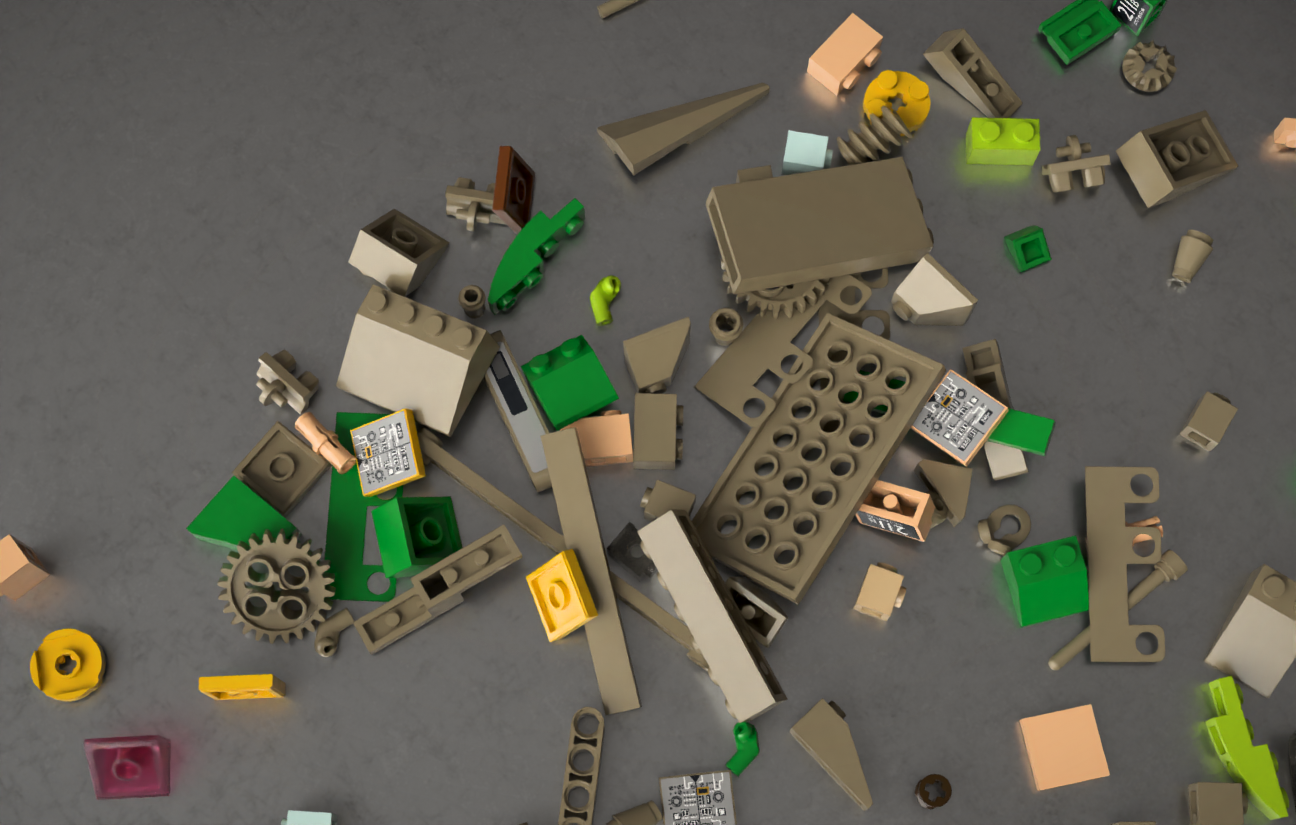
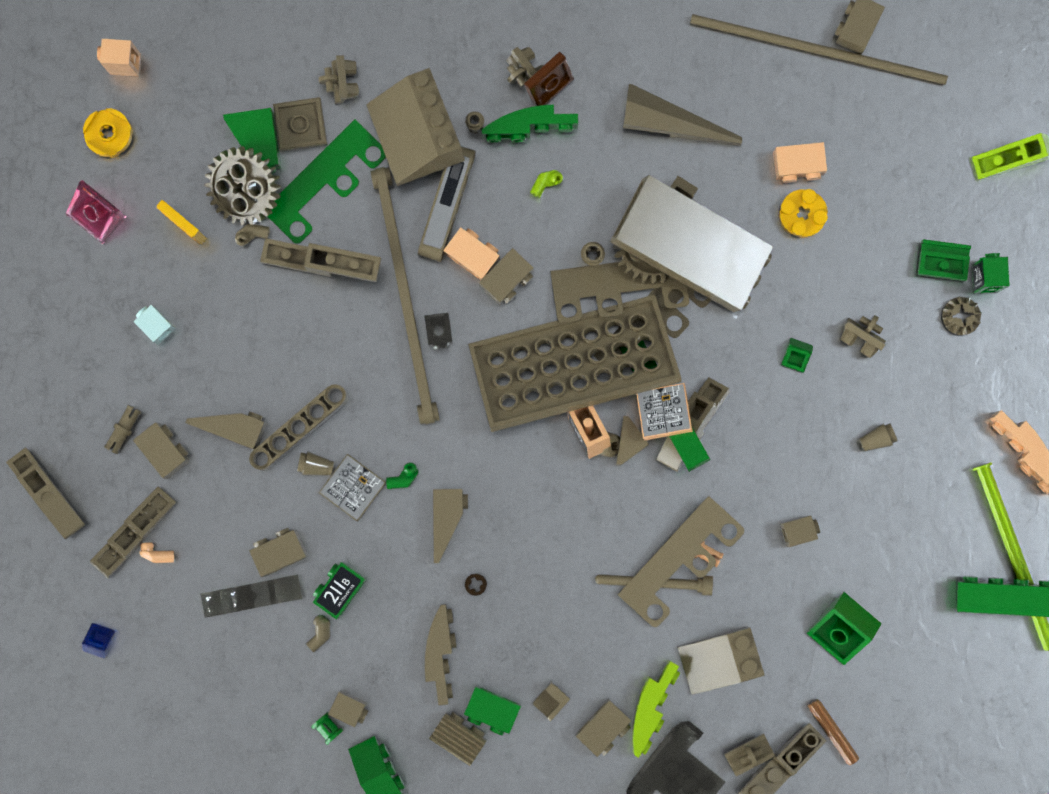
camera: 45 degrees right, 10 degrees up
(325, 442) = (333, 131): light nougat pin -> none
(387, 453) = (359, 165): tile -> none
(397, 252) = (460, 60): dark tan slope -> none
(415, 534) = (337, 221): green slope -> none
(561, 595) = (380, 319): yellow tile -> none
(569, 382) = (483, 211): green slope -> none
(584, 536) = (405, 319): dark tan tile -> none
(656, 356) = (541, 239): dark tan slope -> none
(664, 498) = (477, 321): dark tan brick -> none
(711, 616) = (443, 397): brick -> none
(758, 609) = (467, 412): dark tan slope -> none
(806, 153) = (725, 199): light aqua brick -> none
(873, 137) = (768, 223): dark tan piece -> none
(880, 591) = (544, 462): tan brick -> none
(933, 296) = (714, 335): slope -> none
(972, 74) = (858, 235): dark tan slope -> none
(989, 526) = (634, 481): dark tan piece -> none
(1002, 141) = (837, 286): lime brick -> none
(1047, 581) = (634, 535): green slope -> none
(1064, 747) = (563, 624): light nougat tile -> none
(1176, 158) = (924, 379): dark tan slope -> none

